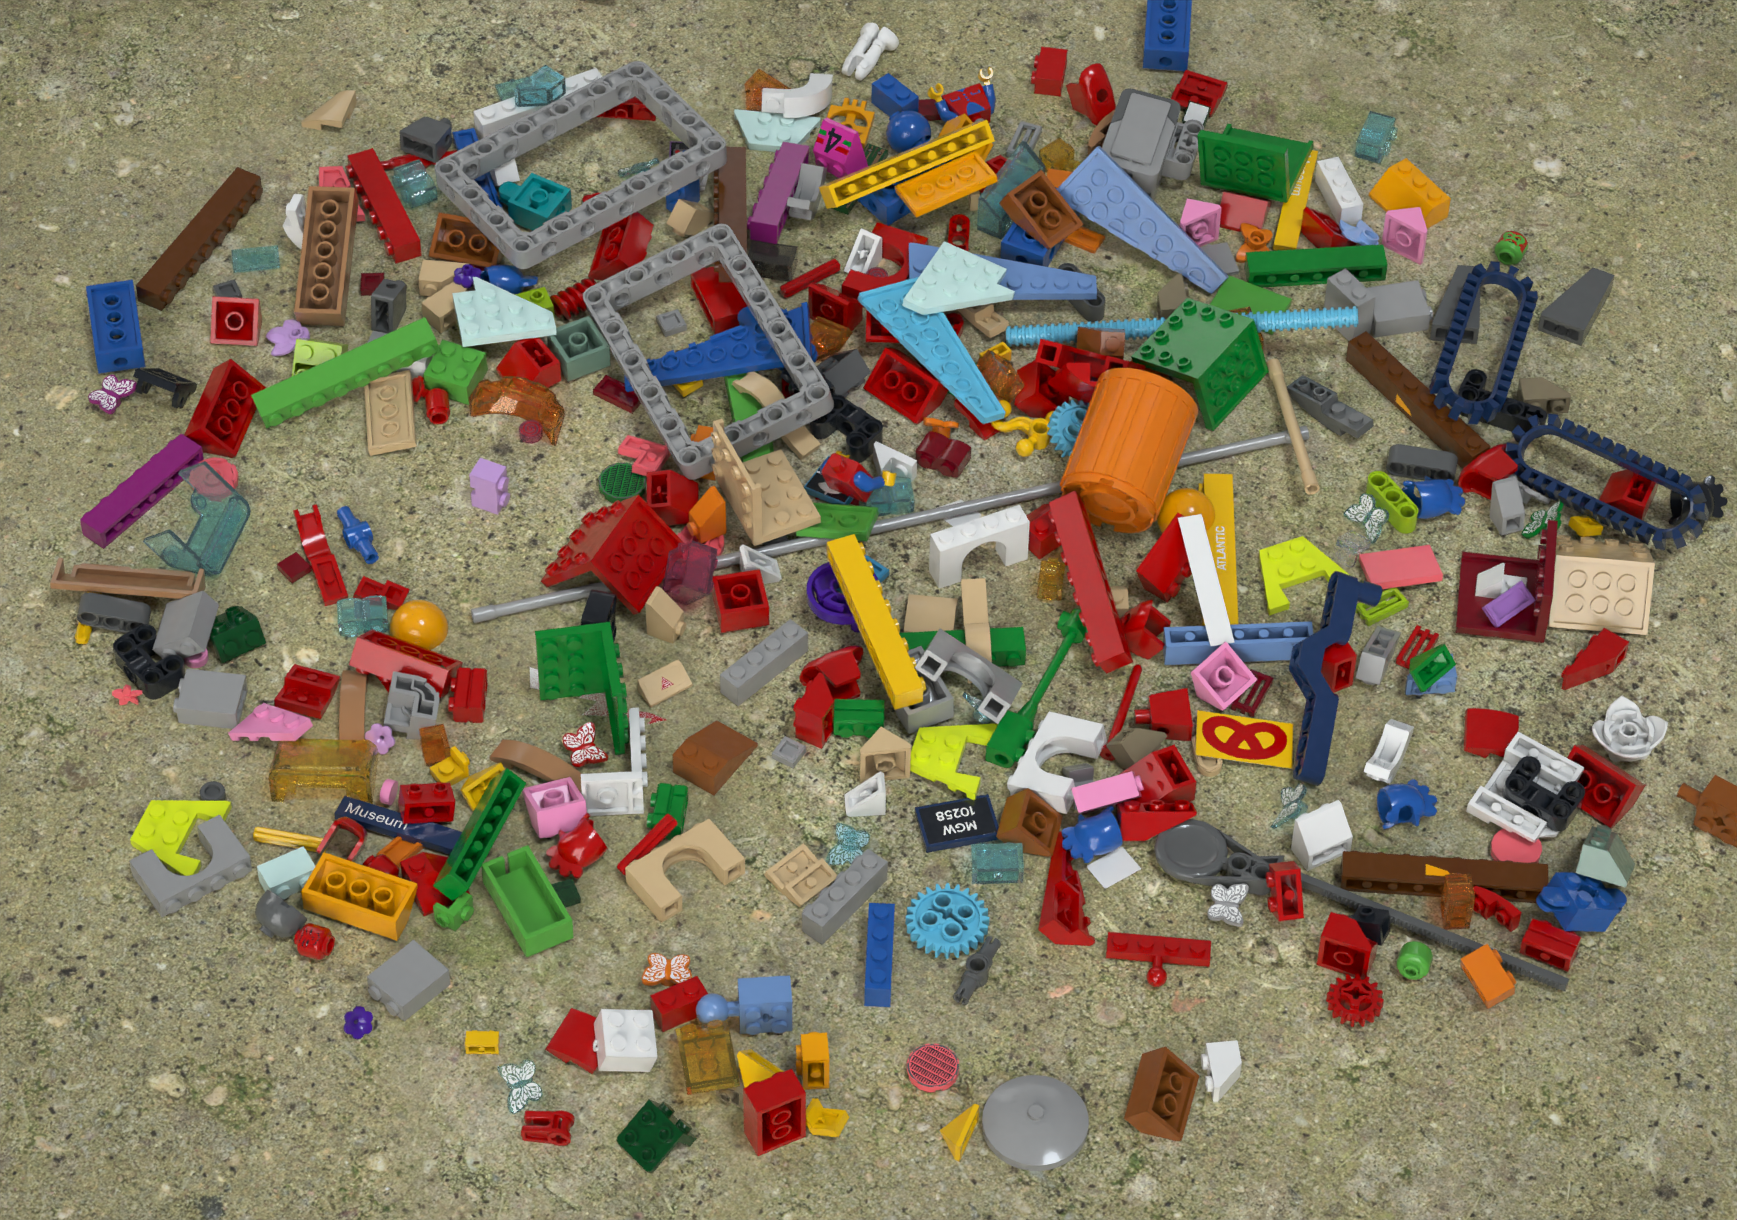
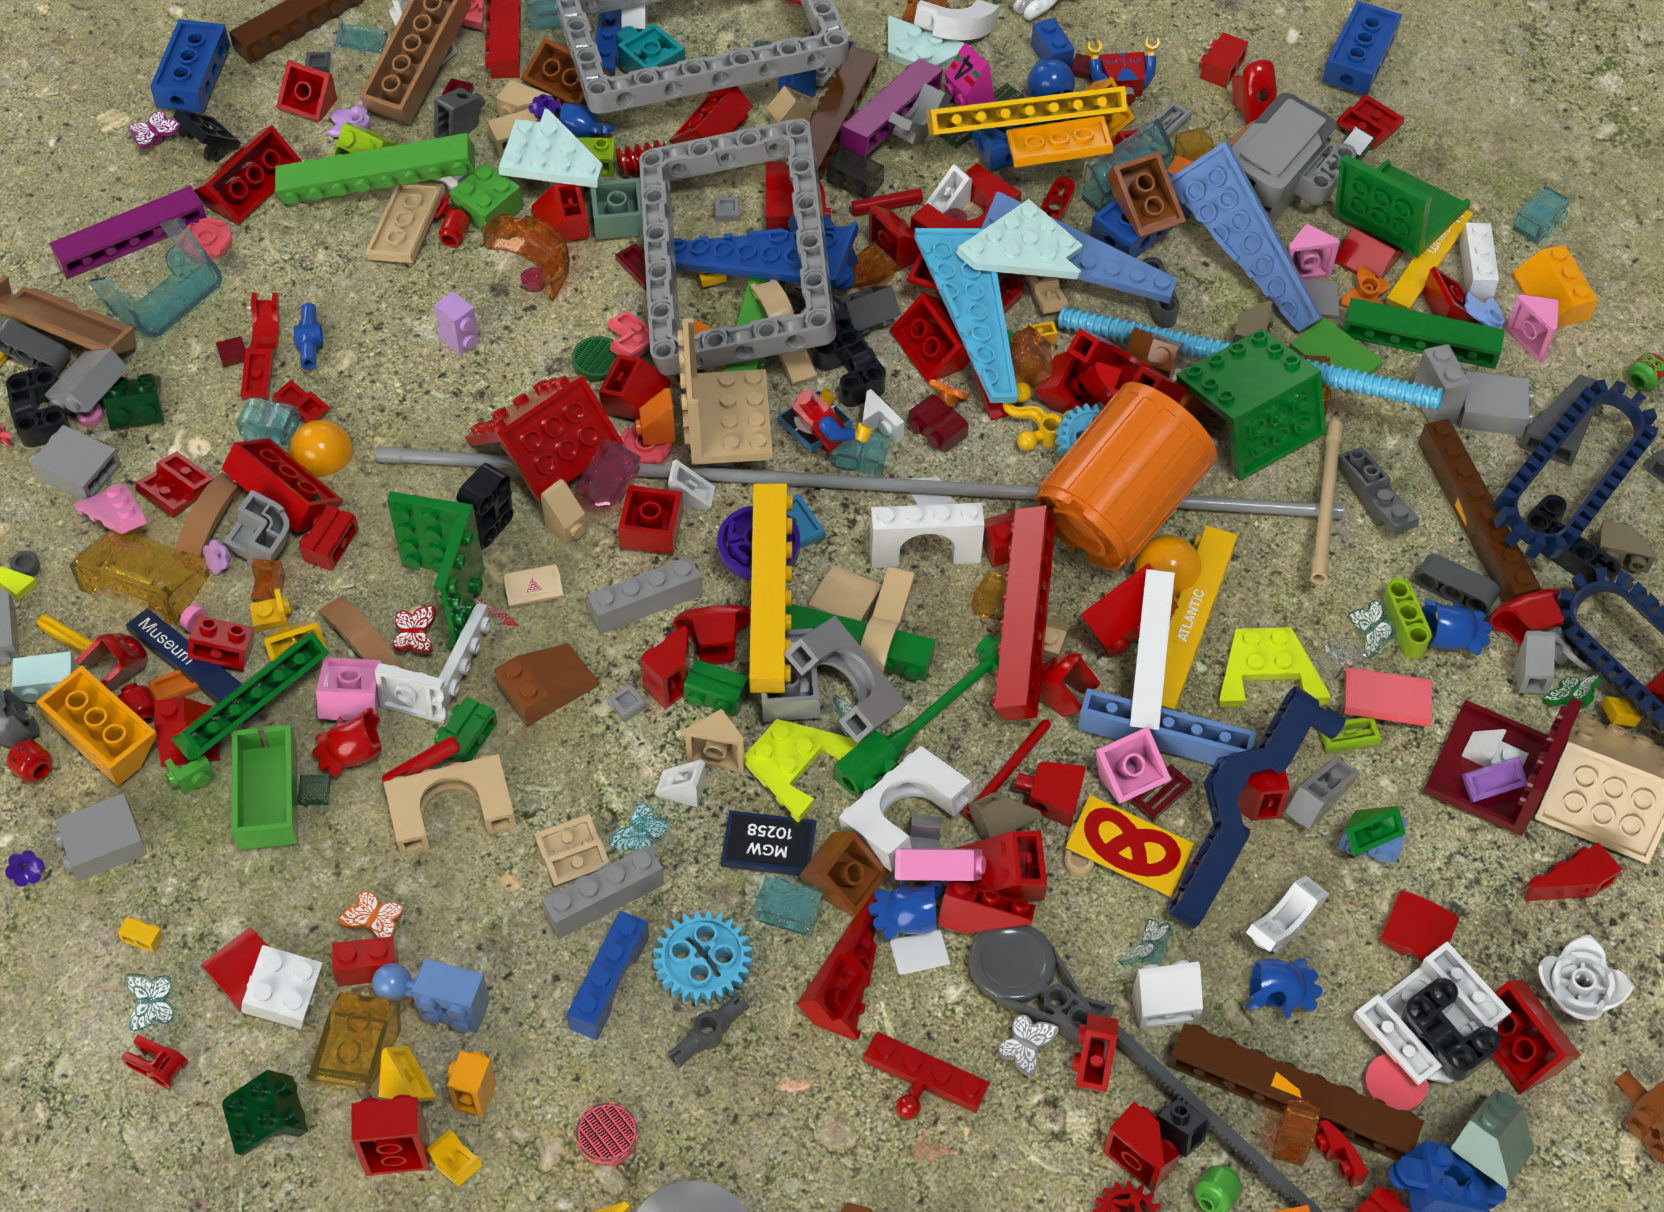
camera: 20 degrees right, 5 degrees up
(842, 521) = (797, 465): bright green tile -> none
(852, 113) = (1005, 49): light orange piece -> none
(1085, 239) = (1188, 238): orange tile -> none
(1433, 638) = (1386, 784): red tile -> none

